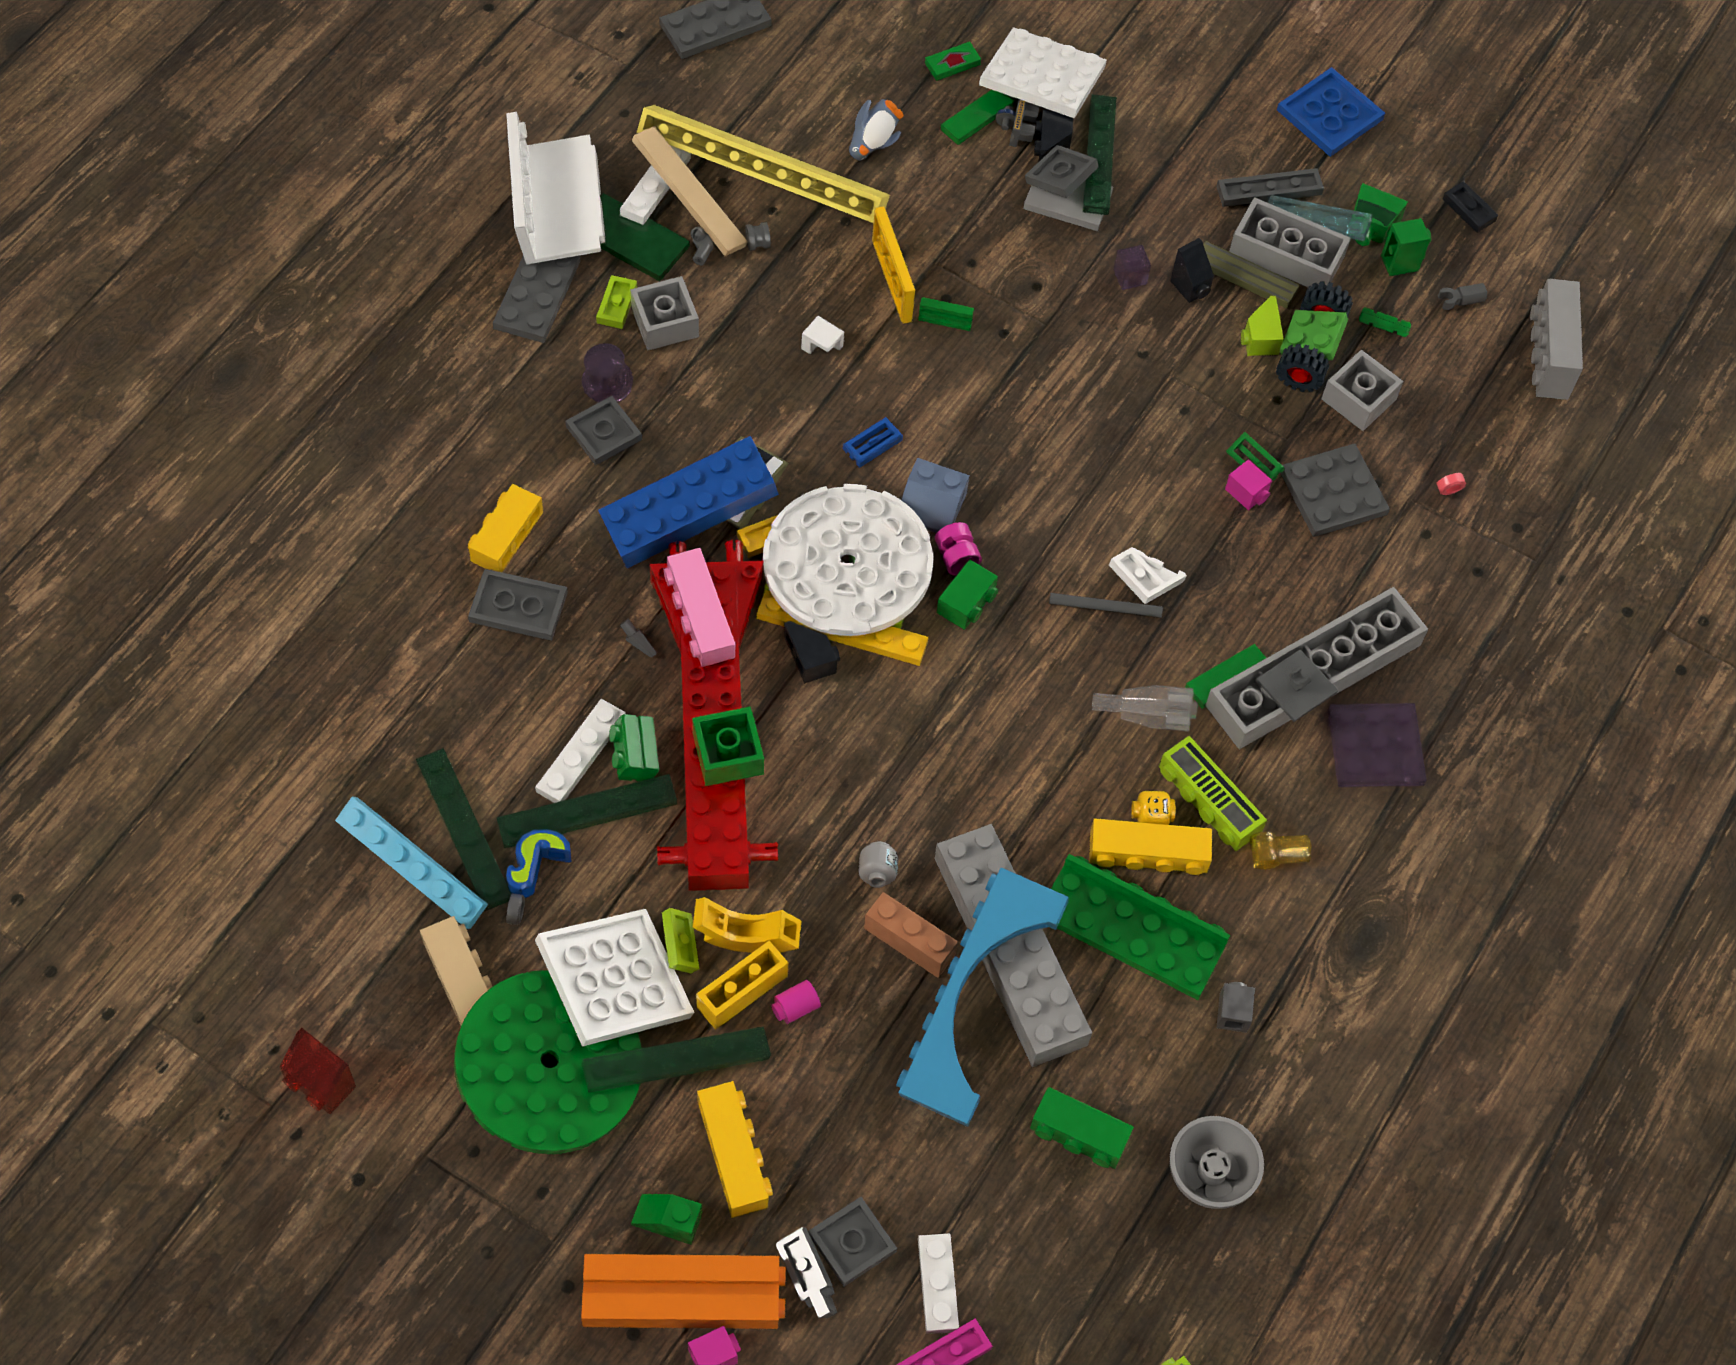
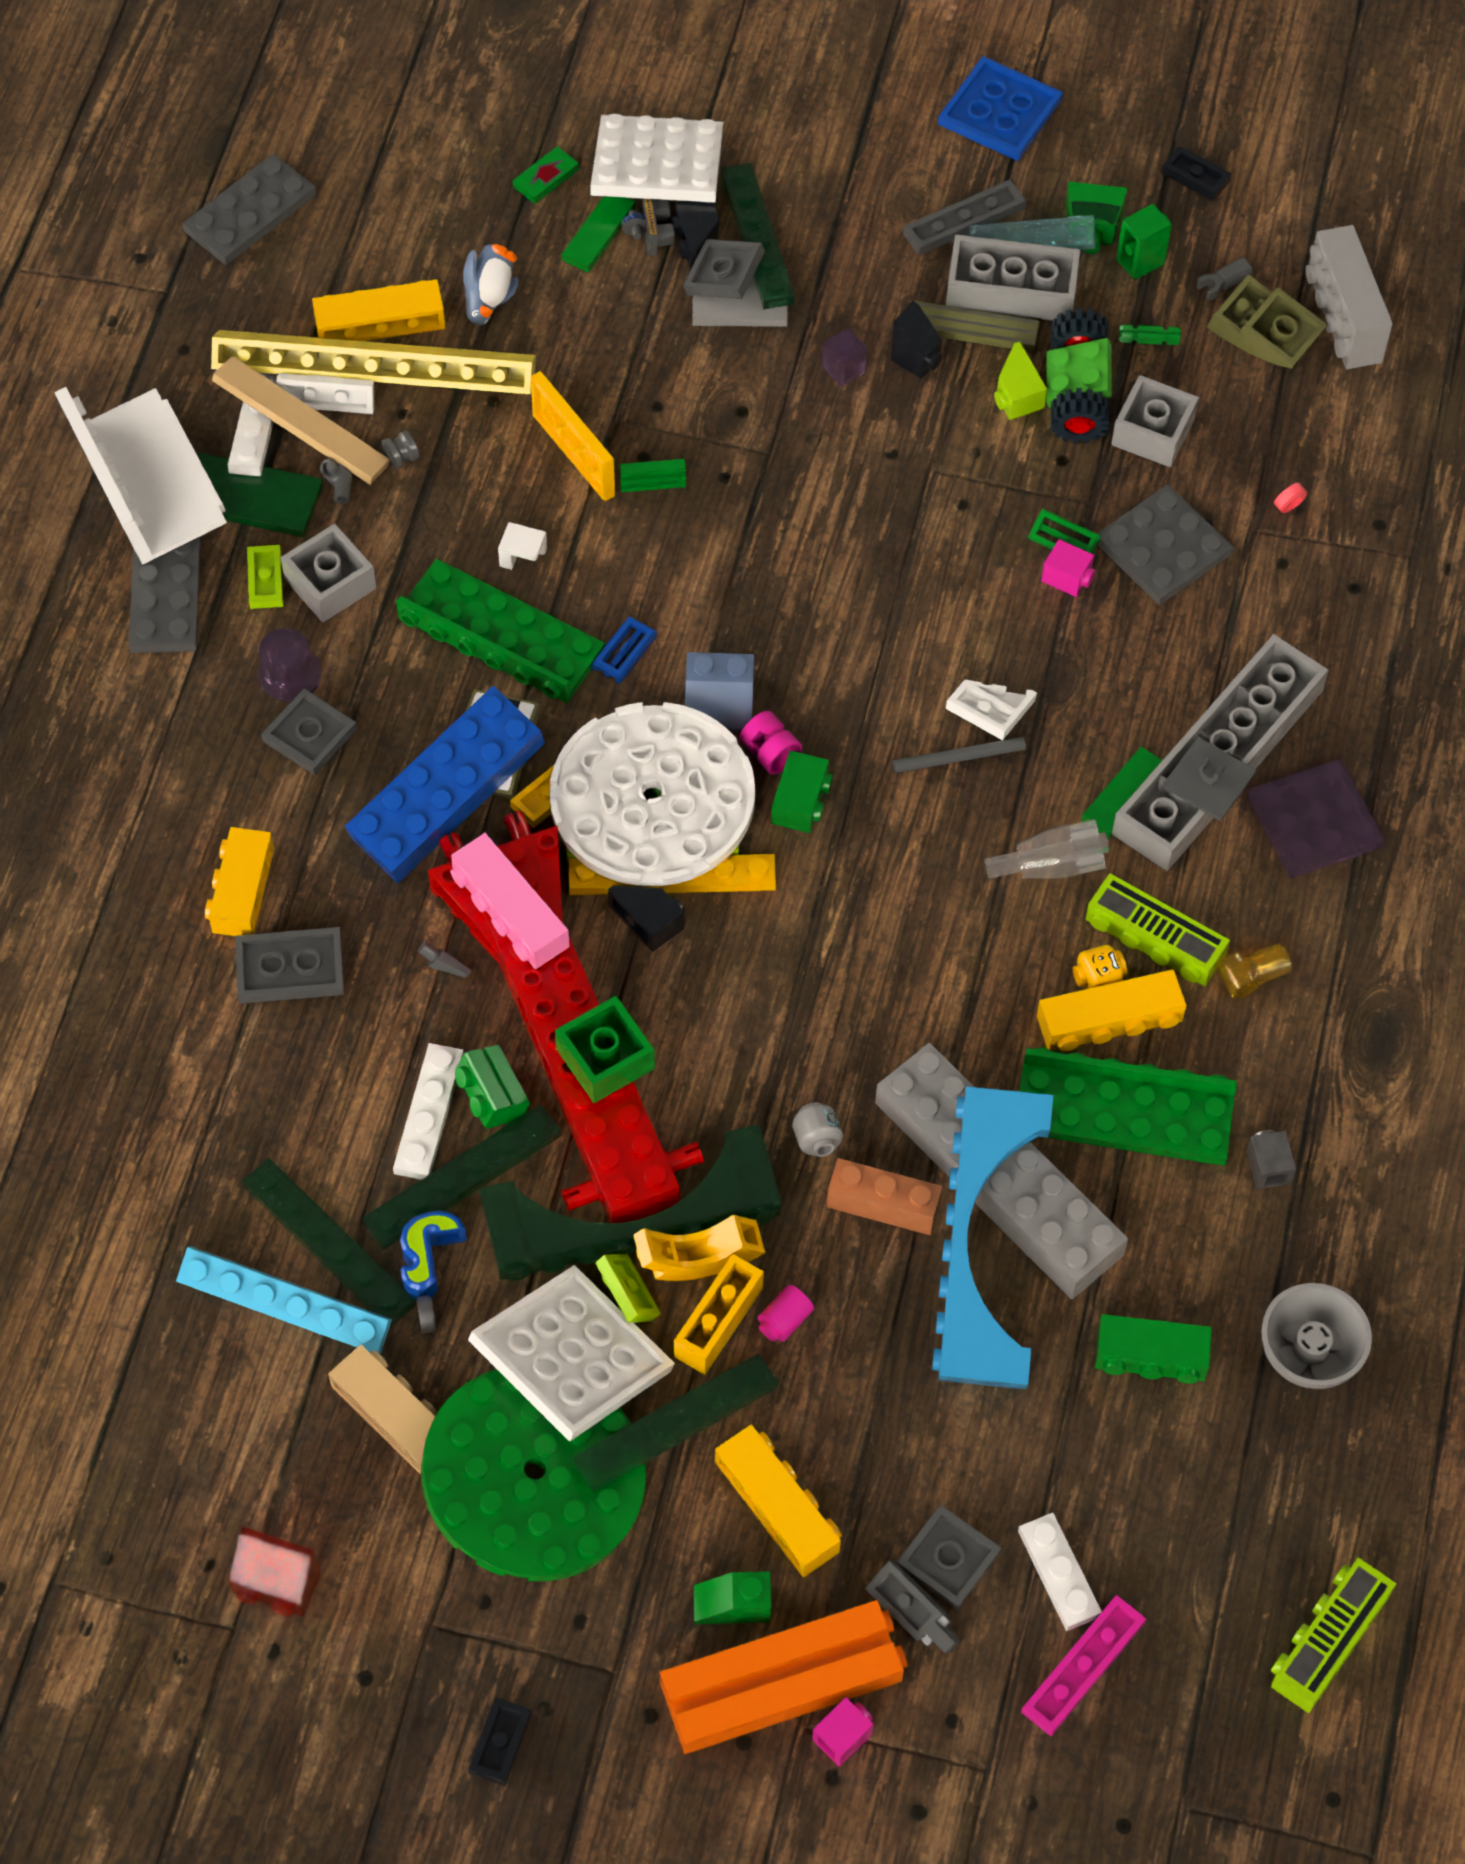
camera: 15 degrees left, 0 degrees up
(440, 1266) = (500, 1741): none -> black plate
(624, 879) = (535, 1239): none -> clear green arch
(720, 177) = (330, 392): none -> white plate
(781, 398) = (500, 630): none -> green bracket
(783, 127) = (380, 312): none -> yellow brick
(1483, 340) = (1266, 323): none -> olive slope

